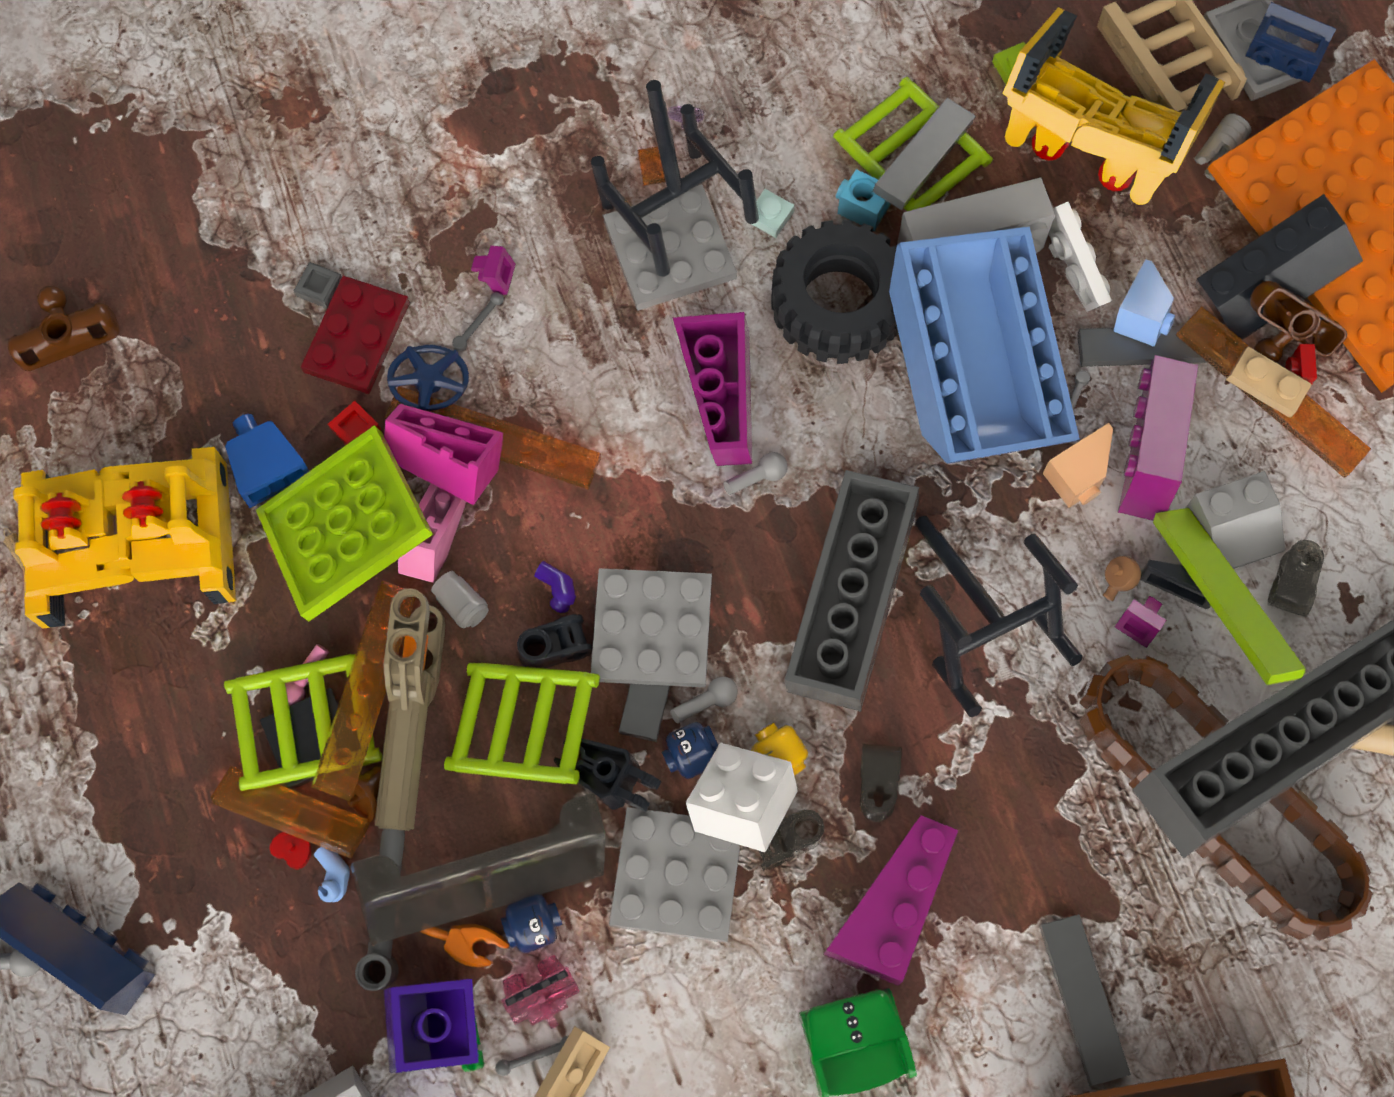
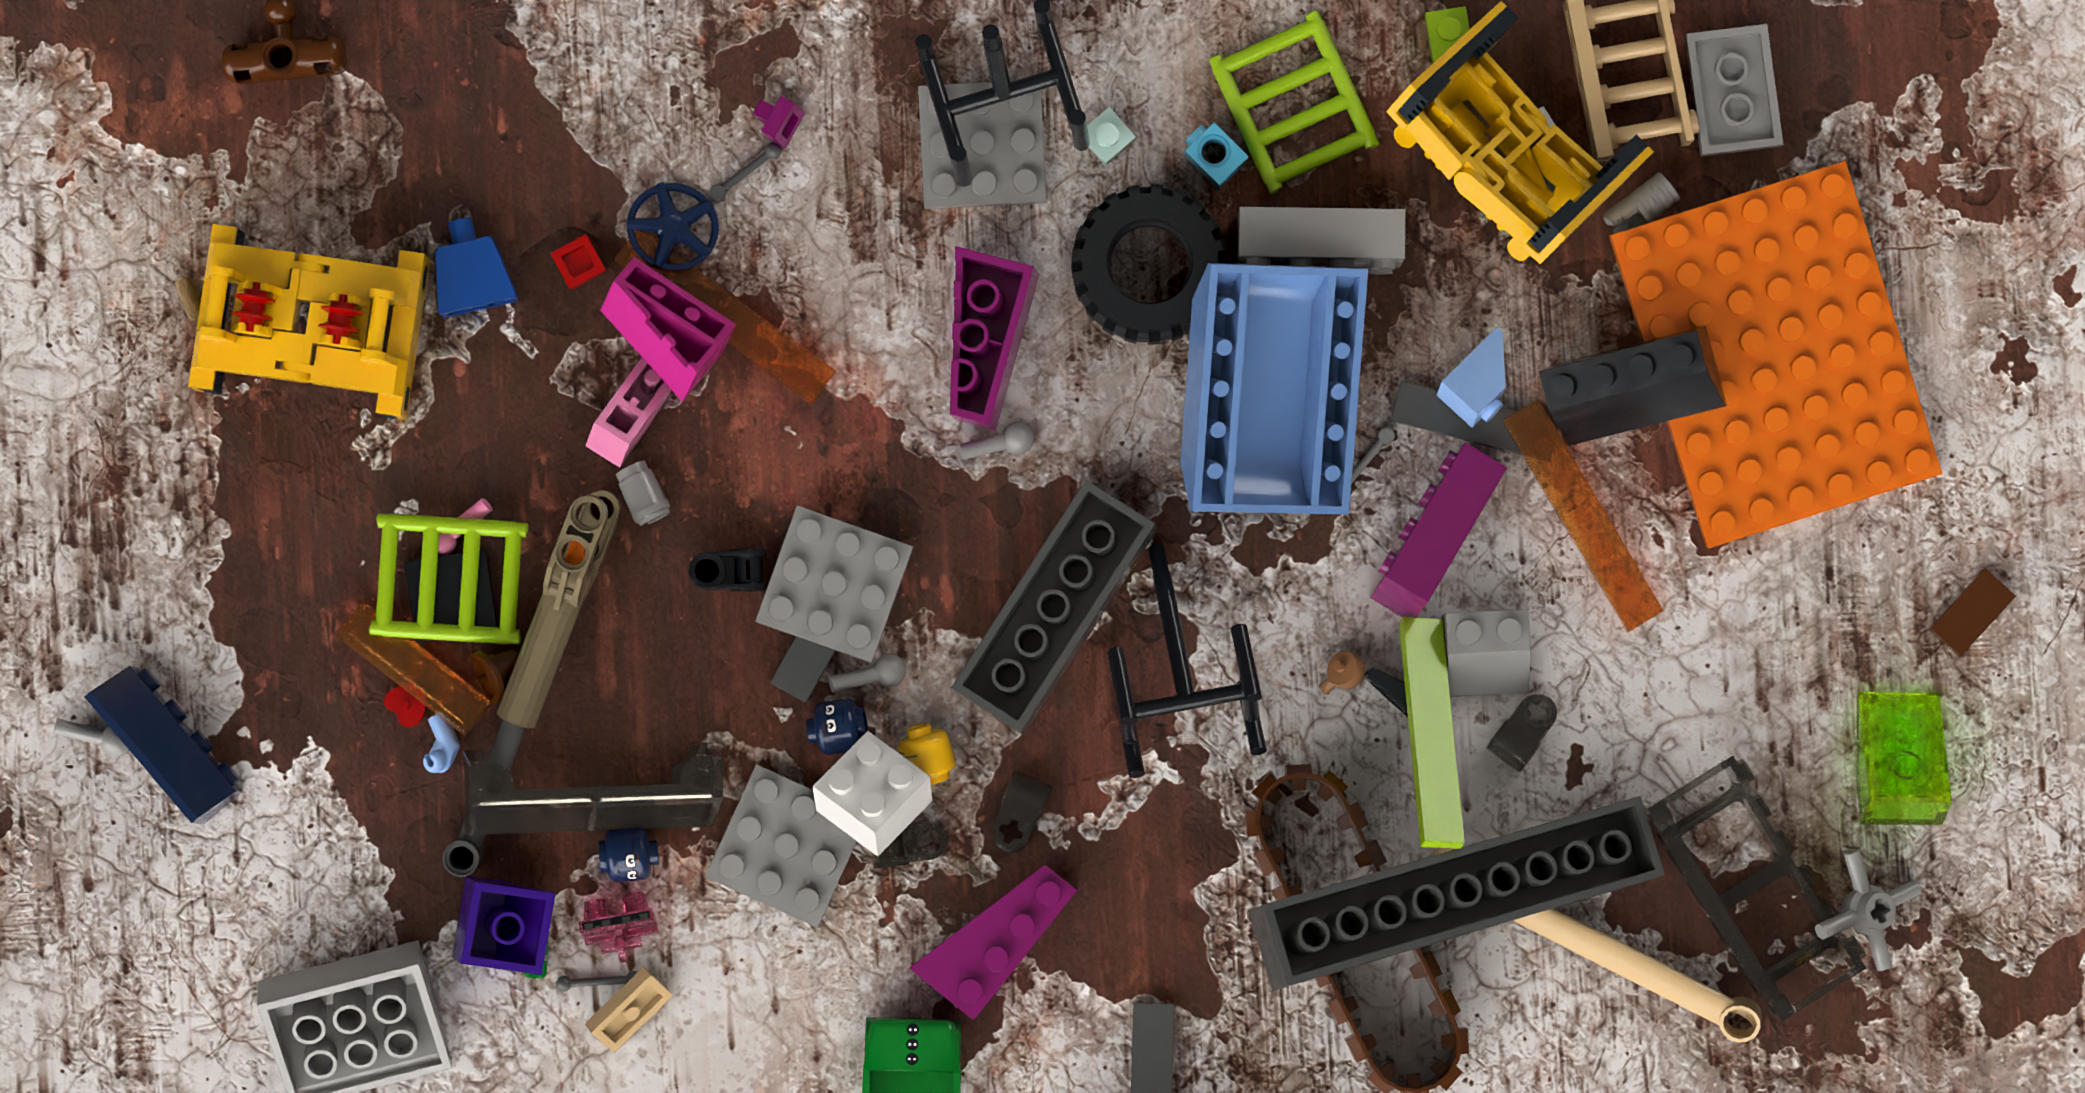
camera: 15 degrees right, 15 degrees up
(317, 285) = (578, 75): dark grey tile -> none
(342, 523) = (540, 380): lime plate -> none
(355, 334) = (606, 148): dark red plate -> none
(360, 700) = (520, 568): clear orange tile -> none
(462, 939) = (555, 847): orange hand -> none
(530, 768) = (668, 699): lime bar -> none
(561, 586) = (753, 508): dark purple arm -> none
(611, 775) = (748, 731): black hinge -> none
(650, 166) = (1009, 33): clear orange tile -> none
(924, 154) = (1297, 124): tile -> none
(1079, 257) = (1428, 301): white wing -> none
(1081, 468) = (1344, 542): light nougat slope -> none
(1141, 621) = (1345, 727): magenta tile -> none
(1268, 382) = (1576, 508): tan plate -> none
(1290, 42) = (1757, 112): dark blue window -> none
(1295, 320) = (1629, 446): reddish brown piece -> none
(1303, 362) = (1622, 498): red plate -> none

